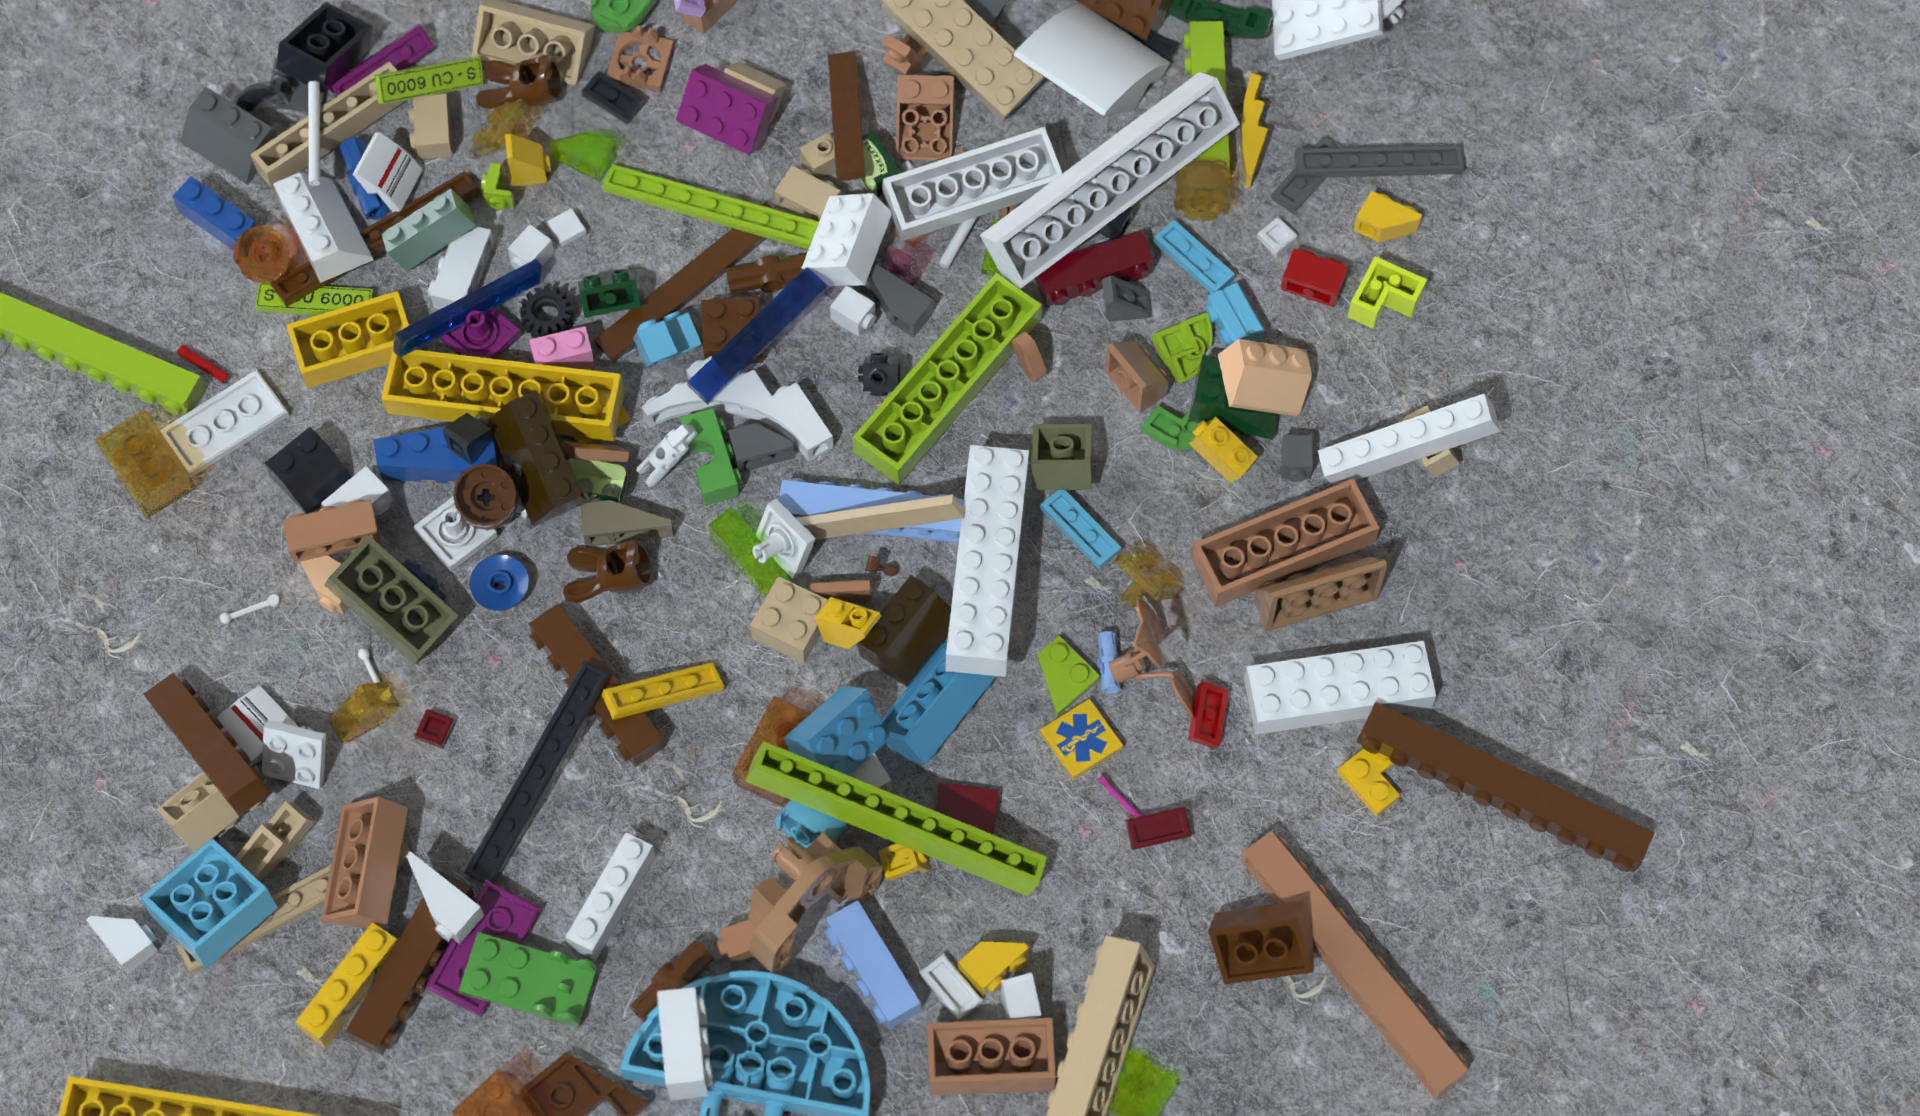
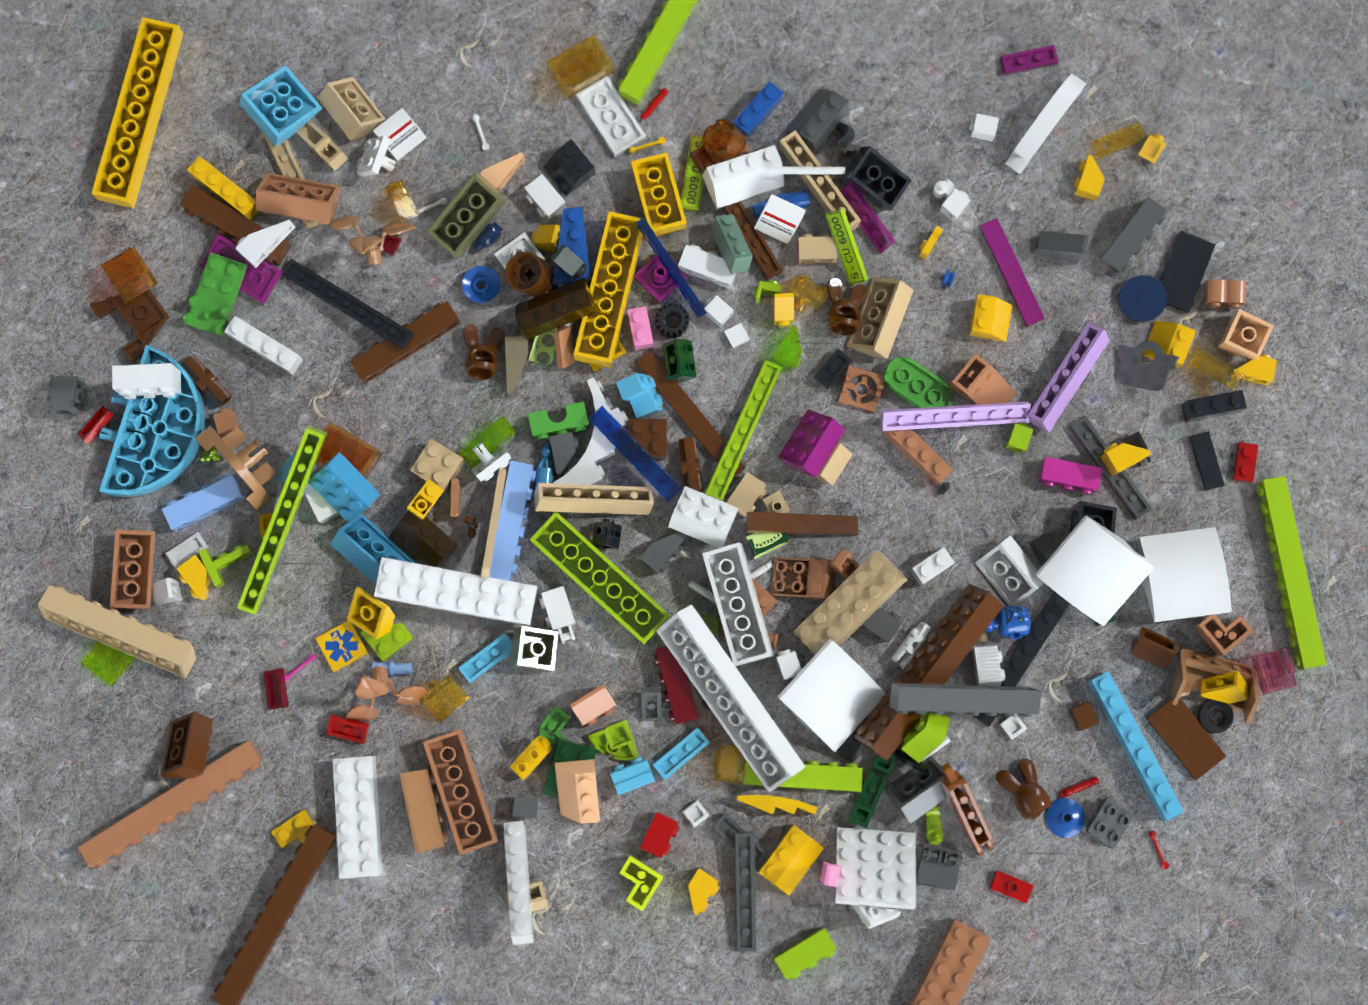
camera: 90 degrees right, 15 degrees up
(125, 940) = (268, 57): white slope -> none
(207, 744) = (379, 102): reddish brown brick -> none
(262, 351) = (661, 141): none -> yellow hinge
(330, 530) = (517, 179): nougat brick -> none
(422, 487) = (546, 237): none -> yellow slope
(445, 737) = (369, 243): none -> medium nougat plant
(662, 690) = (394, 382): yellow tile -> none
(667, 454) = (559, 392): white hinge -> none
(794, 969) = (211, 453): none -> lime plant
(805, 468) = (545, 469): none -> dark azure wheel
(830, 387) = (593, 499): none -> tan brick
(853, 311) = (656, 520): white brick -> none
(903, 265) = (686, 555): clear pink slope -> none
(963, 923) = (223, 560): none -> lime bracket
(969, 805) = (297, 568): dark red tile -> none
(1004, 428) = (558, 611): none -> white brick
(1029, 356) = (610, 633): nougat beam -> none
(1029, 686) = (370, 614): none -> yellow slope
(1058, 118) = (787, 665): none -> white brick
(1324, 111) = (790, 859): none -> yellow slope
(1342, 45) = (830, 874): none -> bright pink slope
(1455, 83) = (805, 954): none -> lime brick

